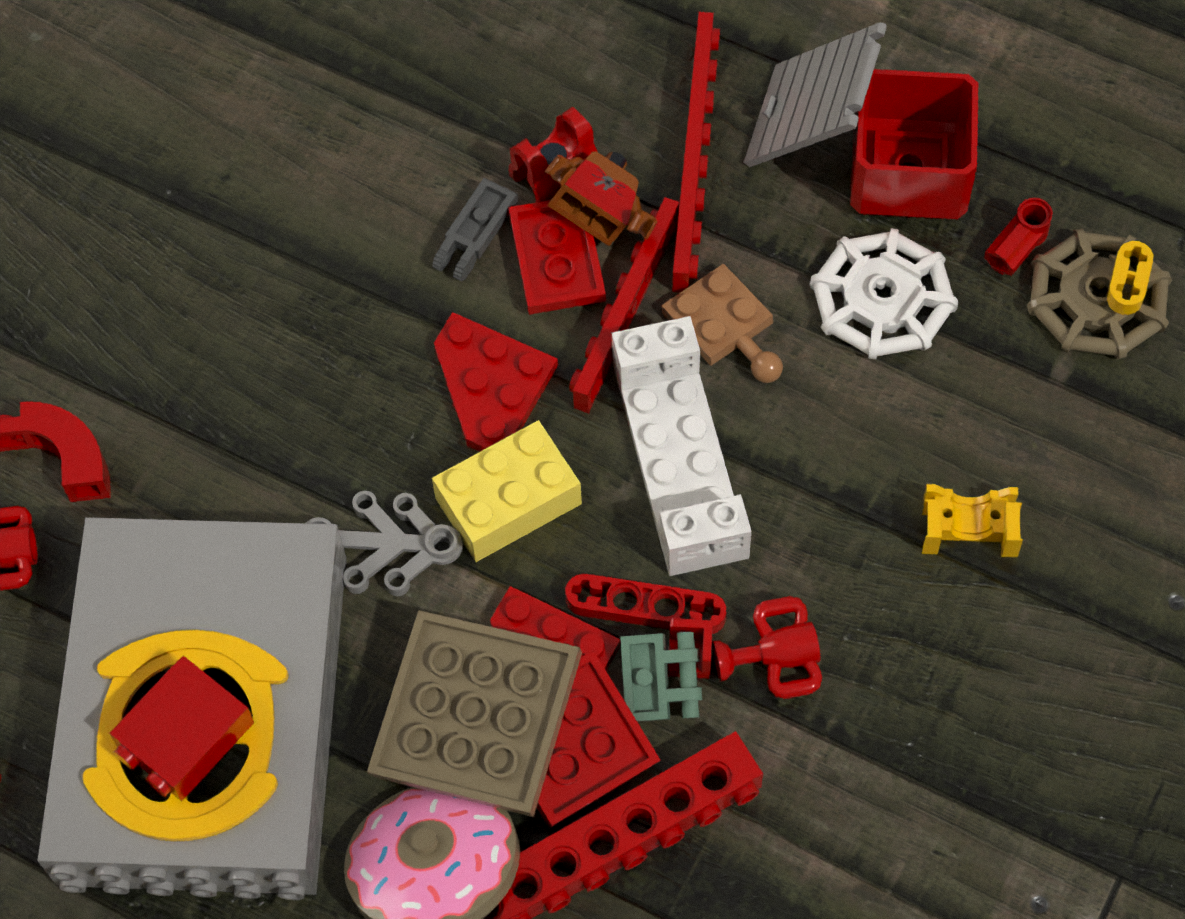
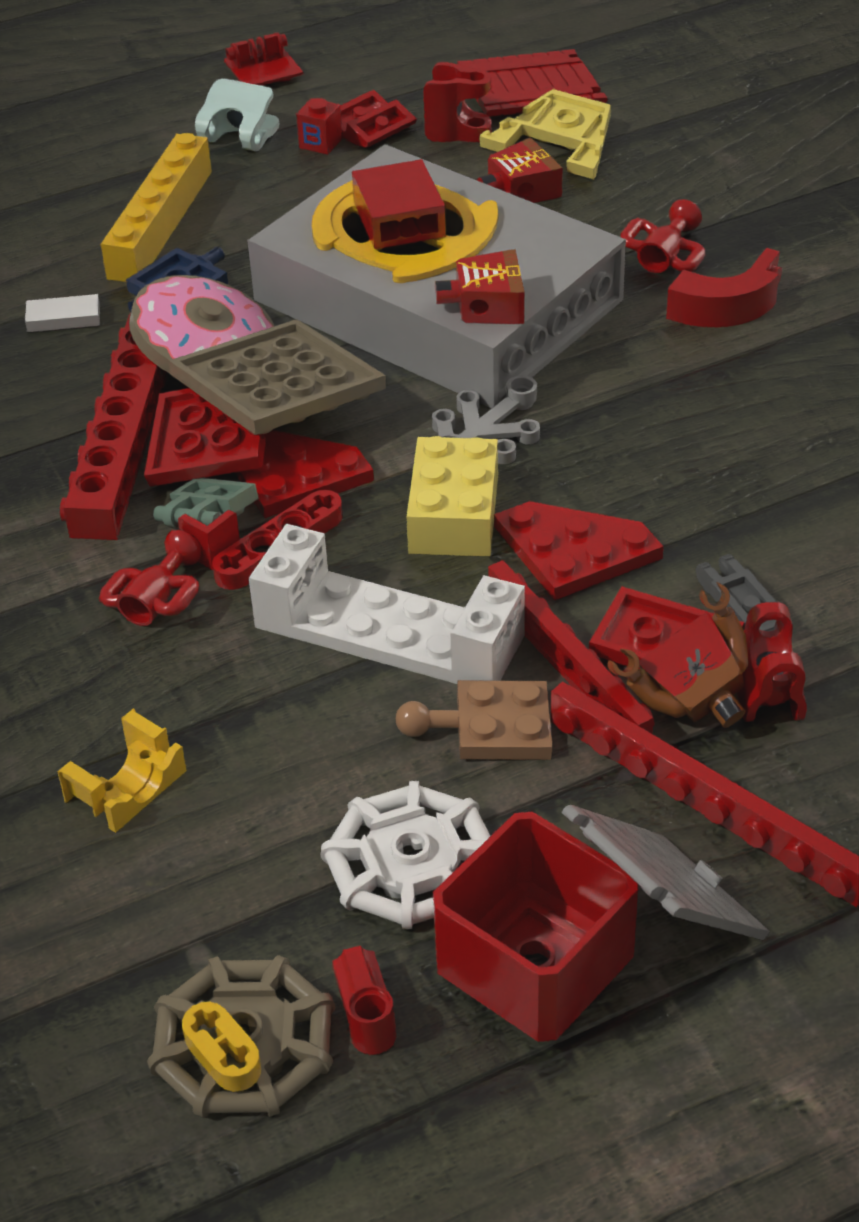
camera: 125 degrees right, 20 degrees down
(269, 562) = (486, 289): none -> red torso

